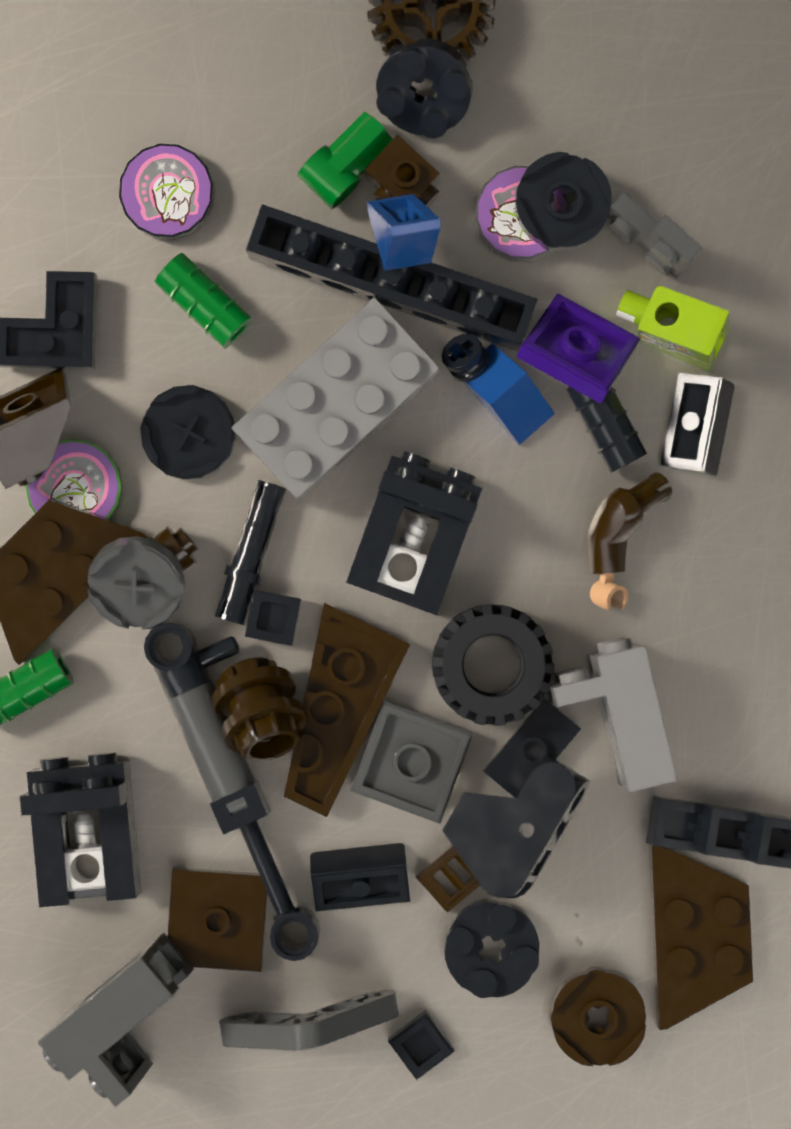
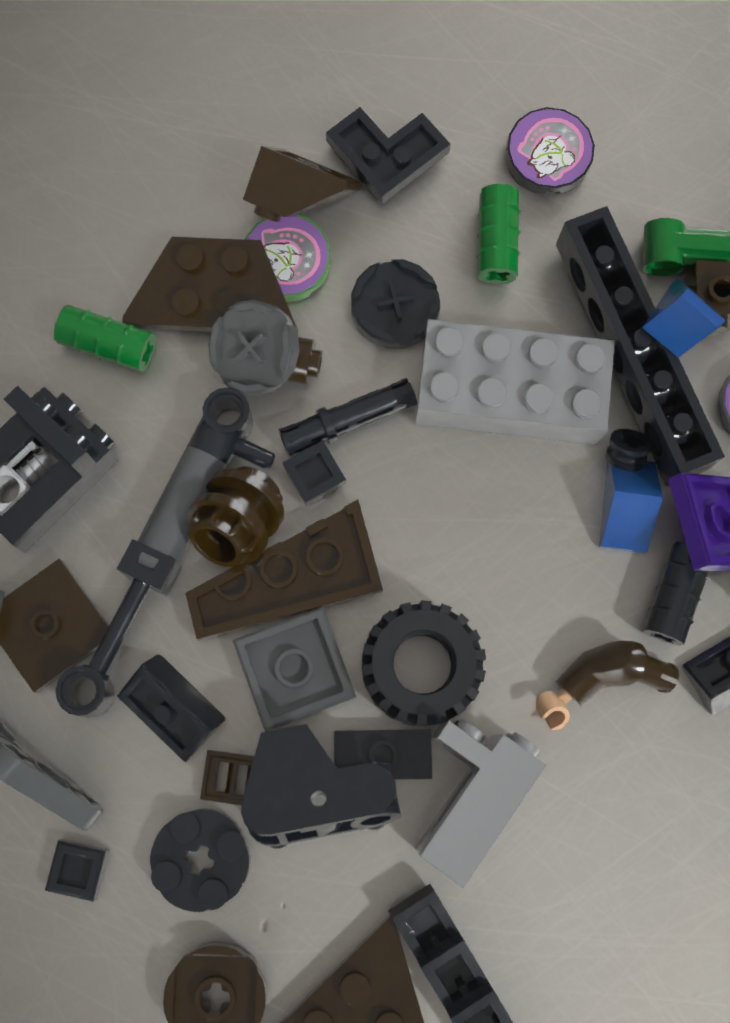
camera: 45 degrees right, 10 degrees down
(426, 492) = (506, 509): black brick -> none

